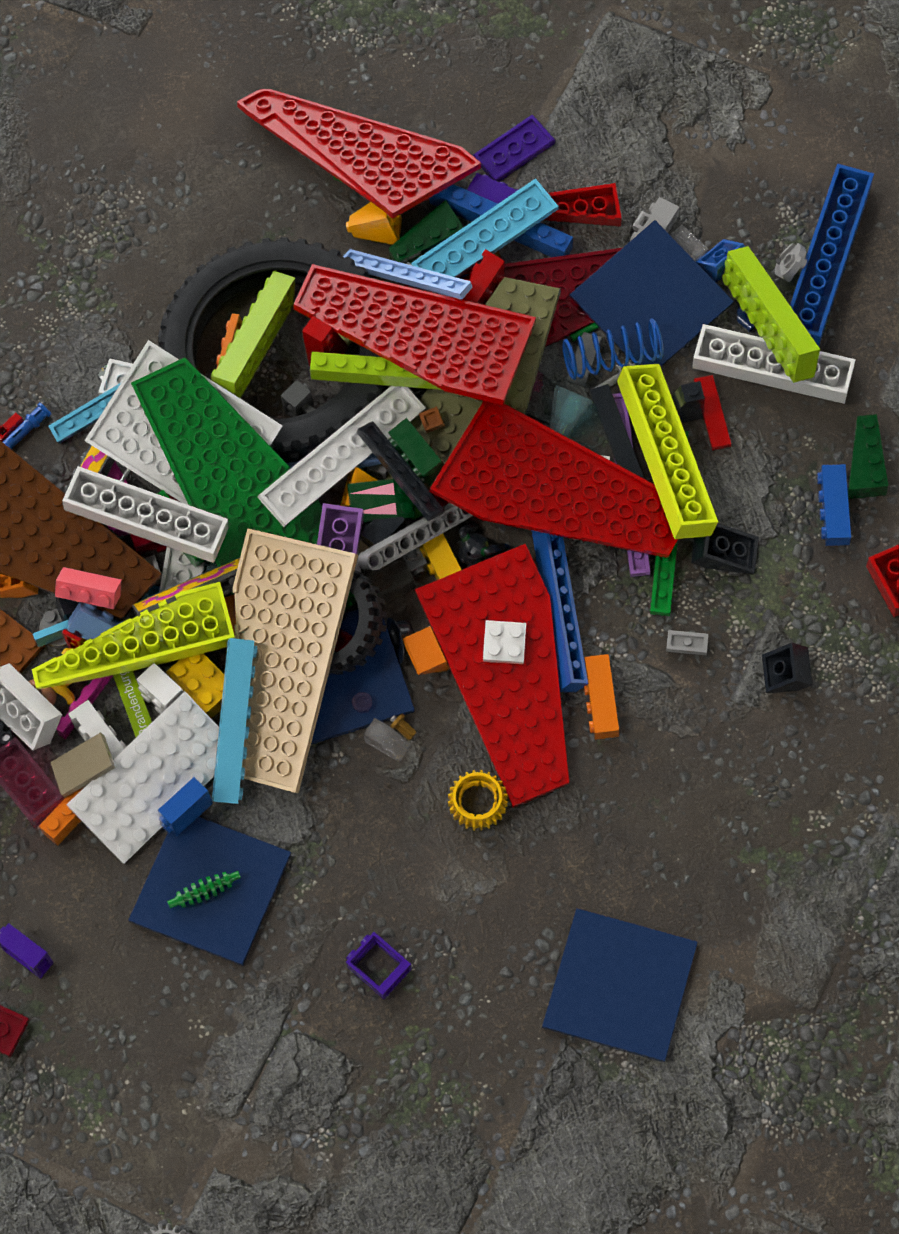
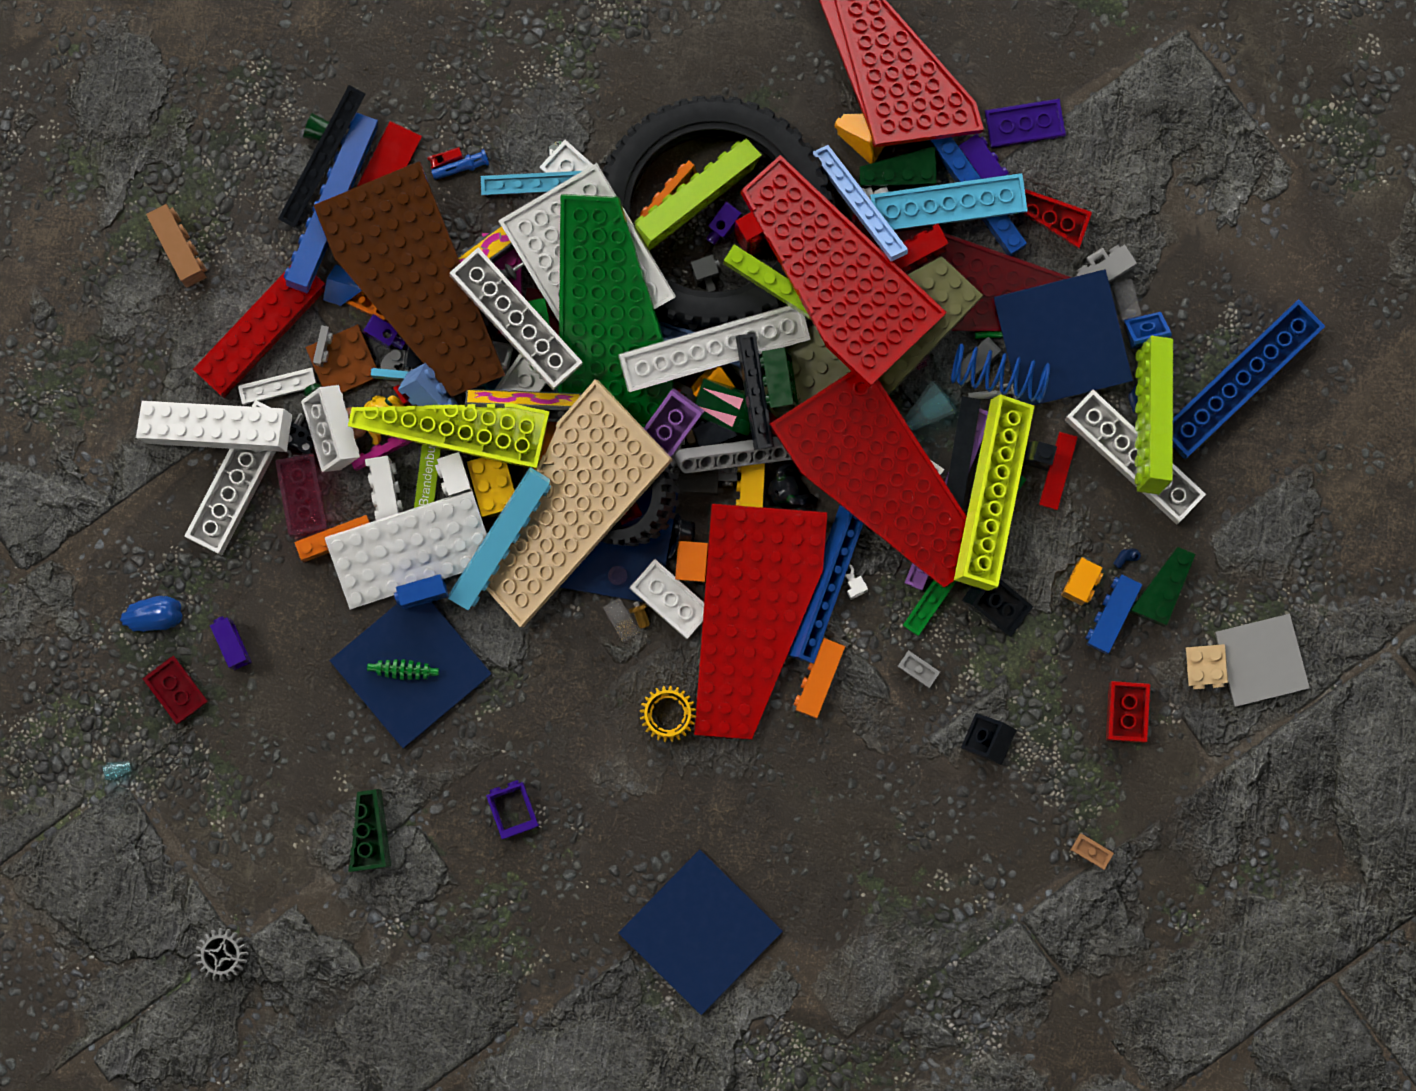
camera: 25 degrees right, 15 degrees up
(27, 601) = (375, 329): none -> dark purple torso
(82, 765) = (355, 510): dark tan tile -> none
(88, 588) = (434, 359): coral brick -> none
(254, 1063) = (369, 834): none -> dark green wedge
(292, 354) = (726, 215): none -> dark purple torso
(422, 697) = (669, 598): none -> white plate
(431, 419) = (809, 354): dark orange plate -> none
(504, 642) = (761, 592): white plate -> none
(588, 599) = (856, 585): none -> white piece
(790, 489) = (1082, 581): none -> light orange brick
(792, 260) = (1205, 369): light grey plate -> none
(816, 451) = (1126, 555): none -> dark blue arm

